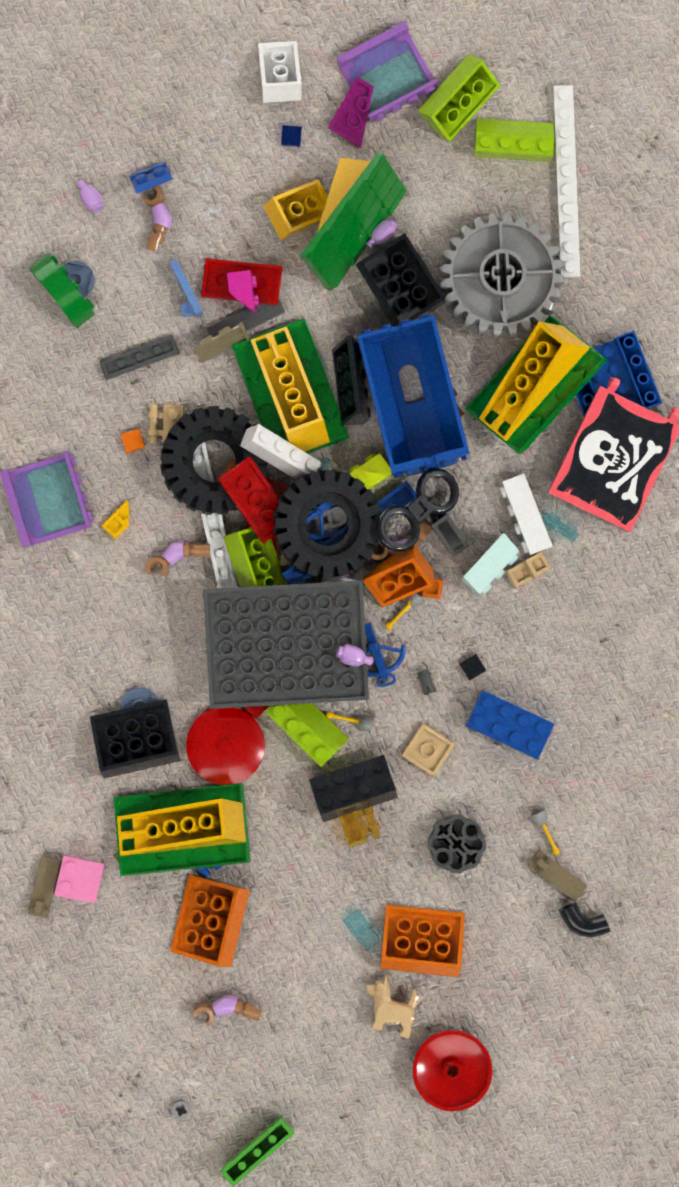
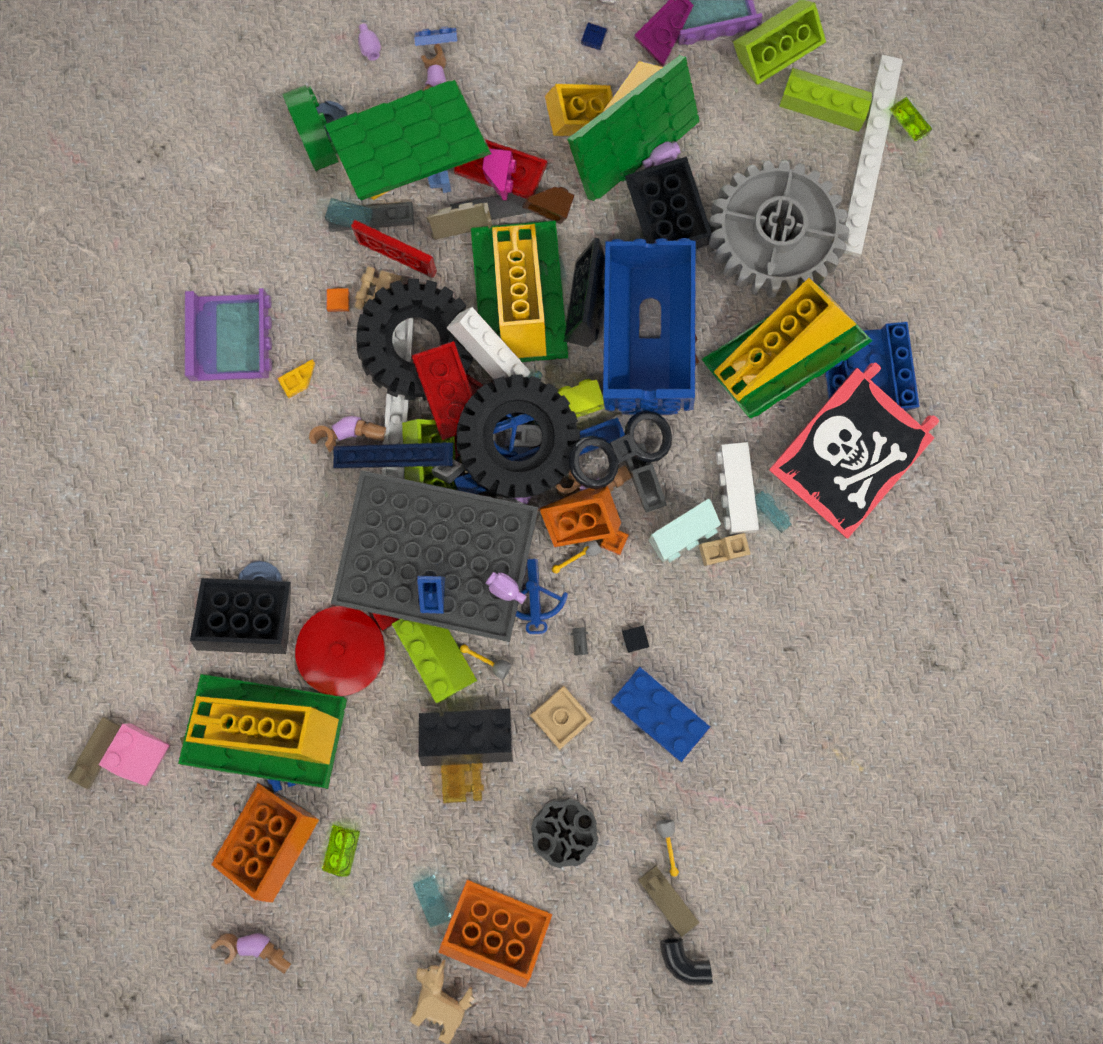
camera: 20 degrees right, 5 degrees down
(120, 362) = (345, 213): none -> clear light blue plate
(158, 286) = (407, 139): none -> green piece
(171, 384) = (394, 249): none -> red tile
(224, 568) = (393, 455): none -> dark blue tile
(274, 910) = (341, 851): none -> clear neon green slope
(275, 567) = (448, 473): none -> dark grey plate
(293, 678) = (431, 594): none -> blue slope
(298, 304) = (551, 204): none -> reddish brown slope
(593, 141) = (910, 119): none -> clear neon green slope

